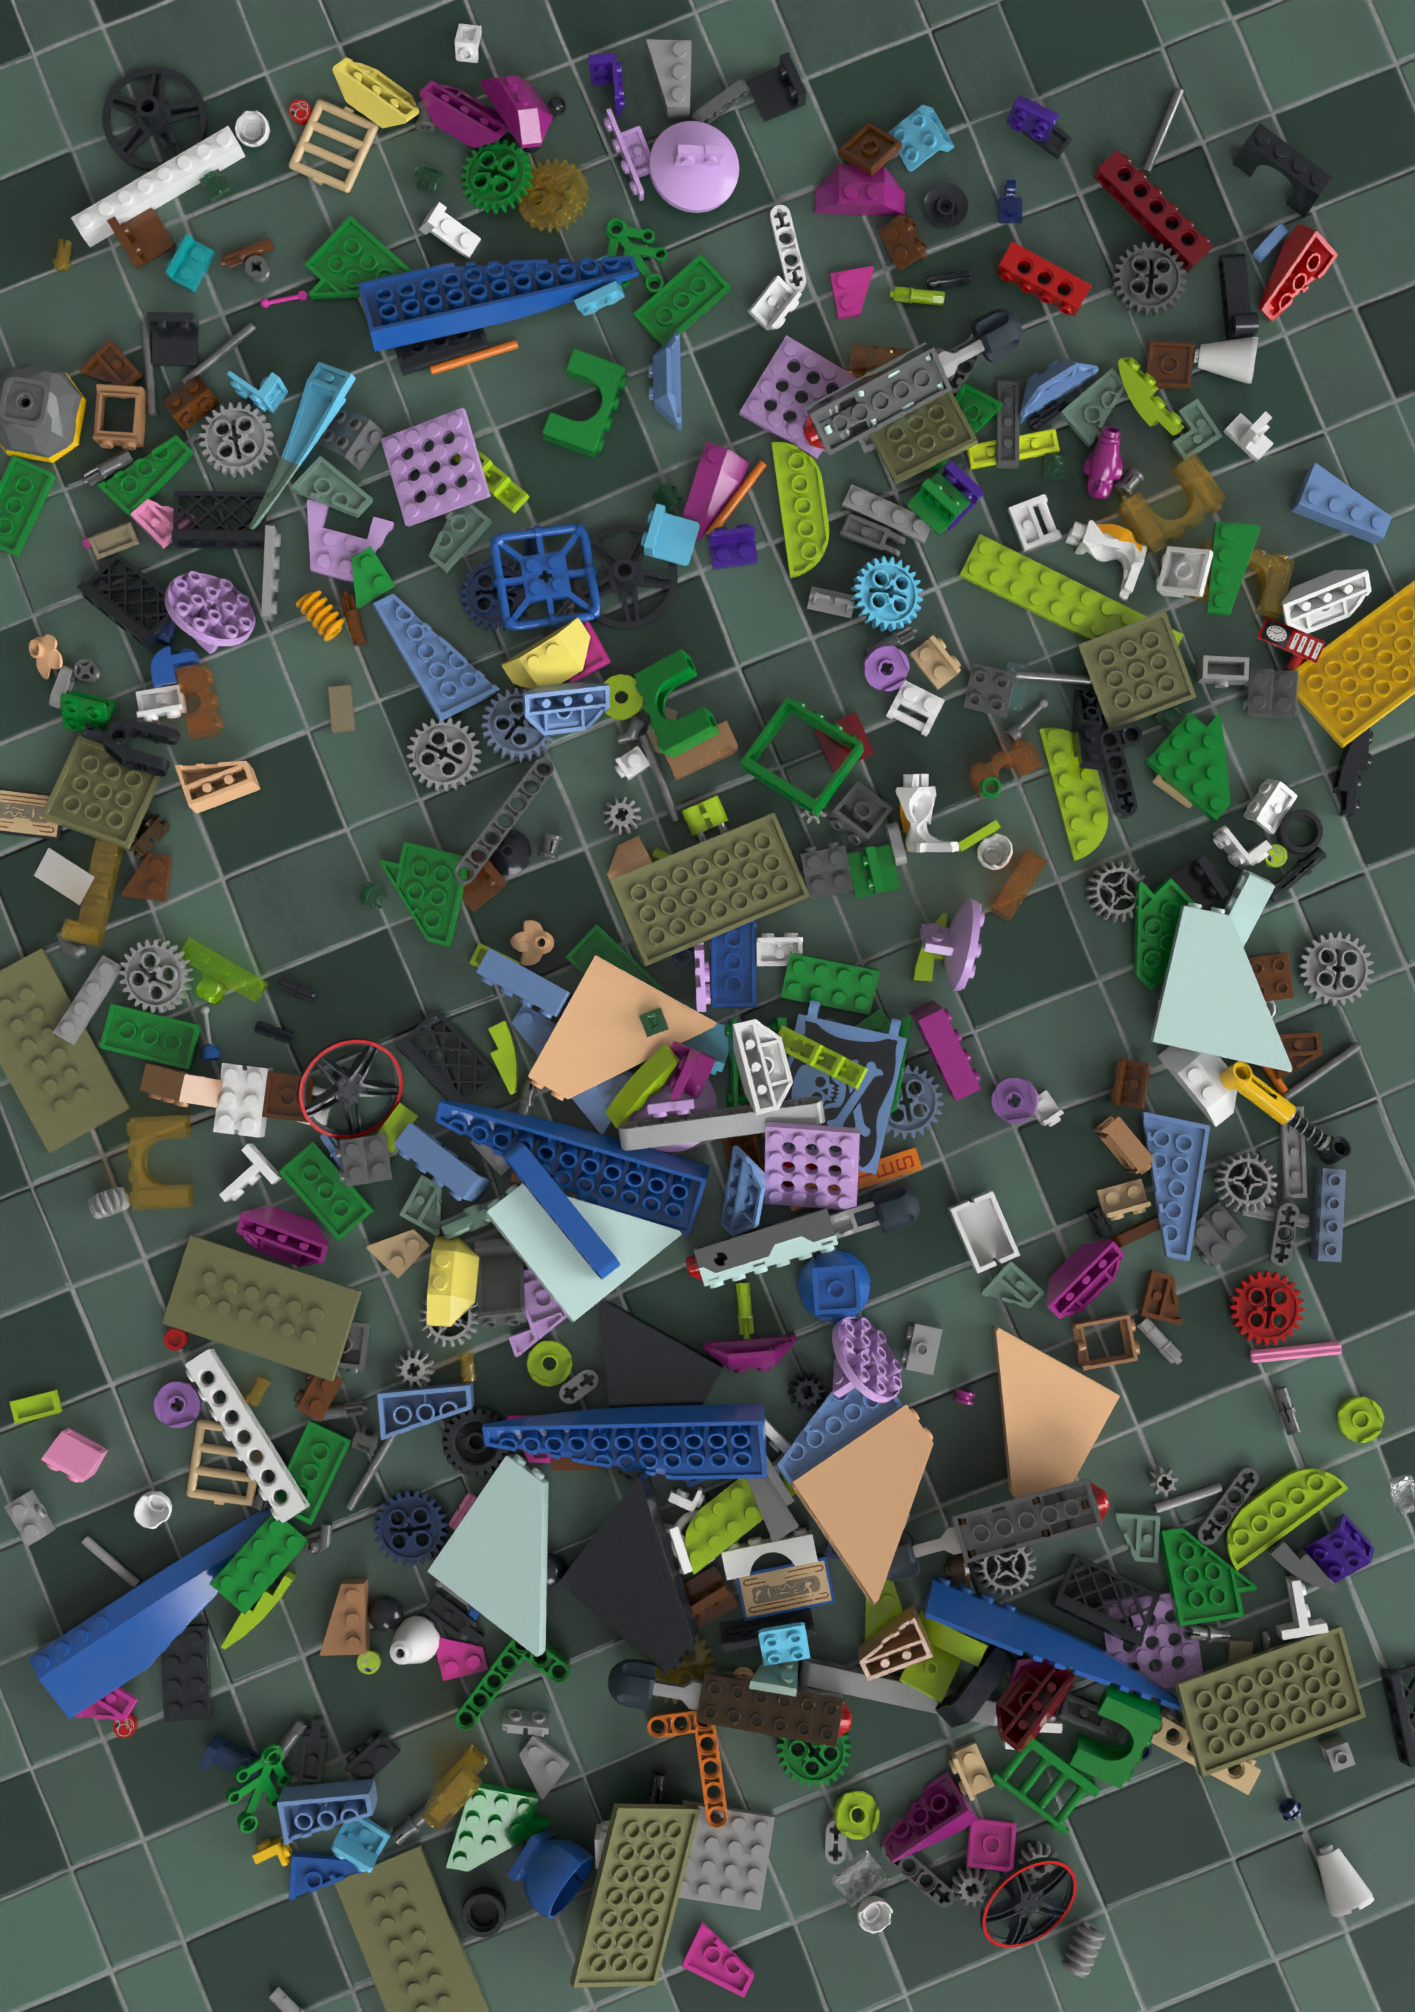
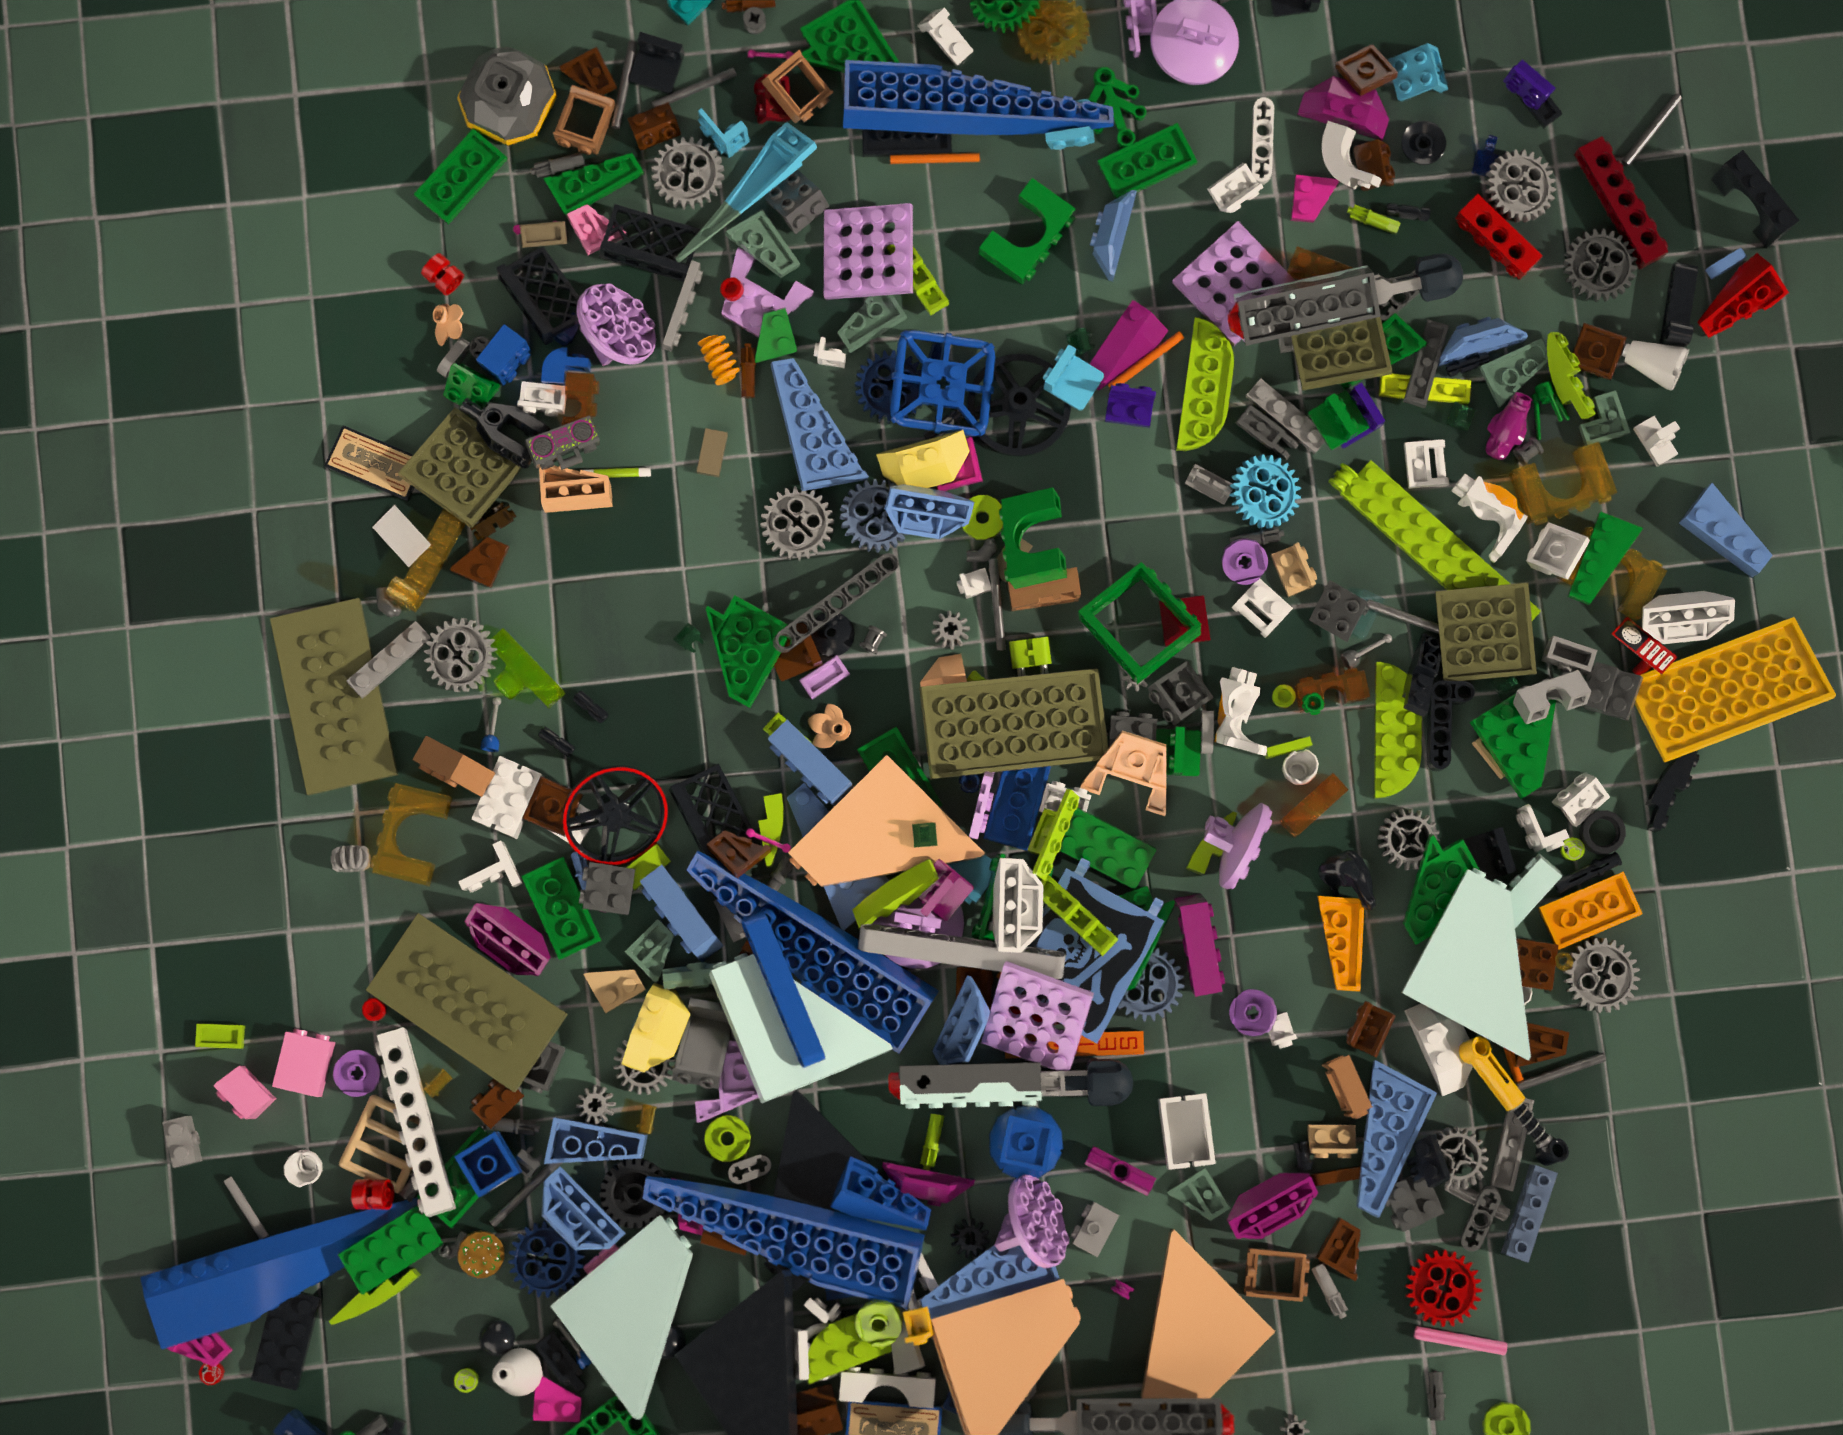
camera: 20 degrees right, 5 degrees down
(30, 610) = (444, 276): none -> red wheel
(110, 671) = (504, 355): none -> blue brick
(123, 1409) = (304, 1063): none -> bright pink brick
(150, 1036) = (437, 711): green plate -> none
(189, 740) = (569, 438): none -> dark grey piece
(226, 1515) = (372, 1194): none -> red wheel
(259, 753) = (623, 472): none -> lime bar
(298, 342) = (767, 107): none -> dark red bracket
(306, 337) = (784, 99): none -> medium nougat window
(313, 542) = (731, 289): none -> red tile
(328, 1456) = (488, 1164): none -> blue brick
(347, 1541) = (480, 1254): none -> pearl gold tile
(349, 1623) = (460, 1333): medium nougat wedge -> none
(427, 1479) = (577, 1214): none -> medium blue wedge
(430, 582) = (832, 357): none -> white bracket
(478, 1090) = (736, 852): none -> reddish brown wing
(513, 896) = (824, 677): none -> lavender tile
(524, 1071) = (785, 847): none -> dark pink hinge
(703, 1382) = (871, 1197): none -> blue wedge
(743, 1486) = (878, 1310): none -> lime tile
(773, 985) = (1050, 833): none -> lime bracket
(782, 1491) = (918, 1325): none -> yellow bracket
(835, 891) = (1134, 760): none -> light nougat wing
(863, 241) = (1335, 153): none -> white arch
(945, 1288) = (1133, 1178): none -> magenta piece
(958, 559) = (1343, 478): none -> lime bush
(959, 788) = (1283, 696): none -> lime tile
(1046, 202) = (1520, 166): none -> light grey gear
(1070, 938) = (1346, 871): none -> black piece
(1080, 999) = (1344, 938): none -> light orange wing
(1131, 421) = (1547, 394): none -> green plant
(1221, 1195) = (1429, 1162): none -> black hinge
(1230, 703) = (1567, 688): none -> light grey arch
(1303, 969) = (1568, 965): none -> clear yellow pin
(1308, 910) = (1590, 910): none -> light orange plate

